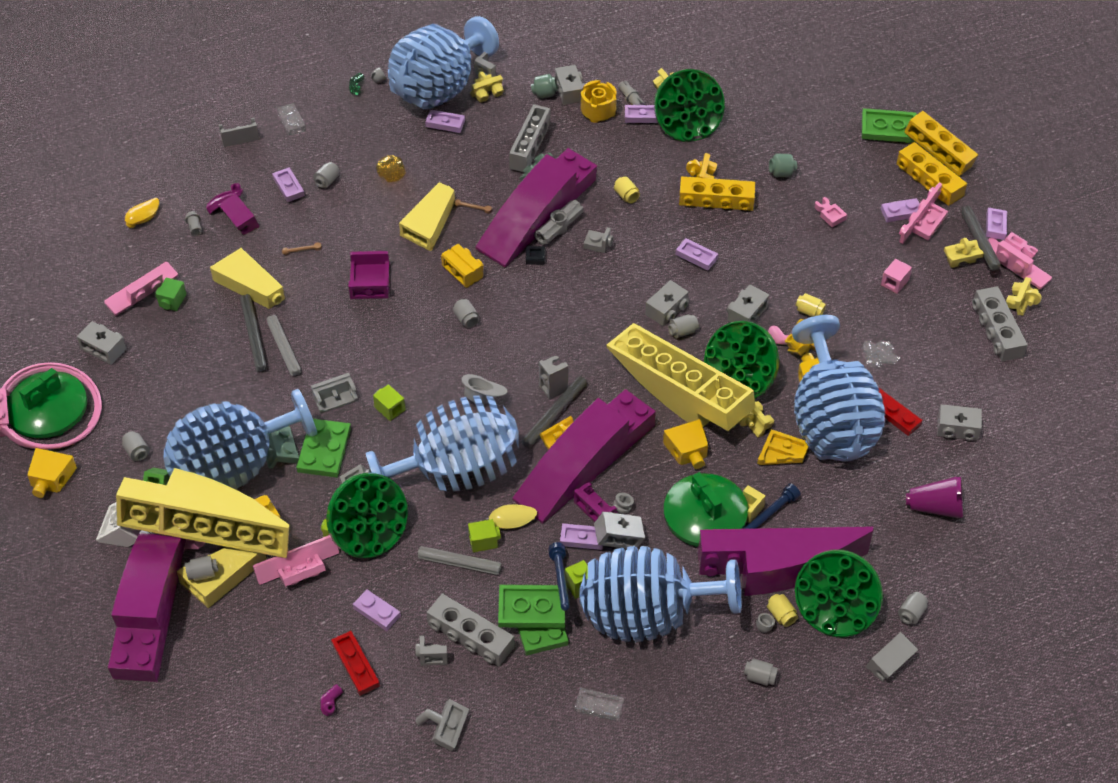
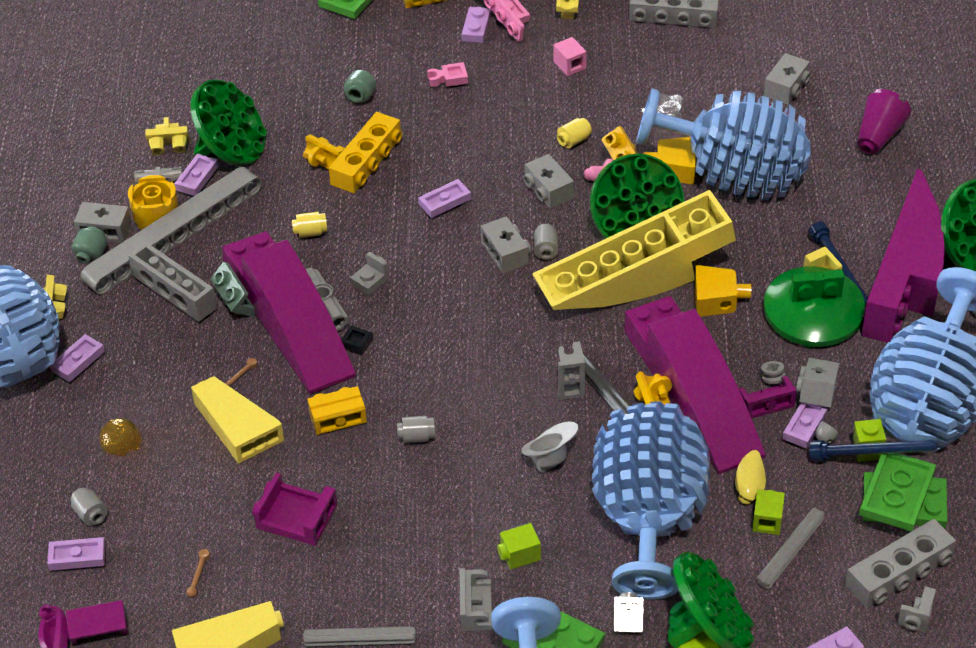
camera: 65 degrees left, 5 degrees down
(578, 551) = (826, 432): none -> light grey hinge
(588, 122) = (173, 227): none -> light grey beam
(782, 449) = (757, 219): yellow wing -> none

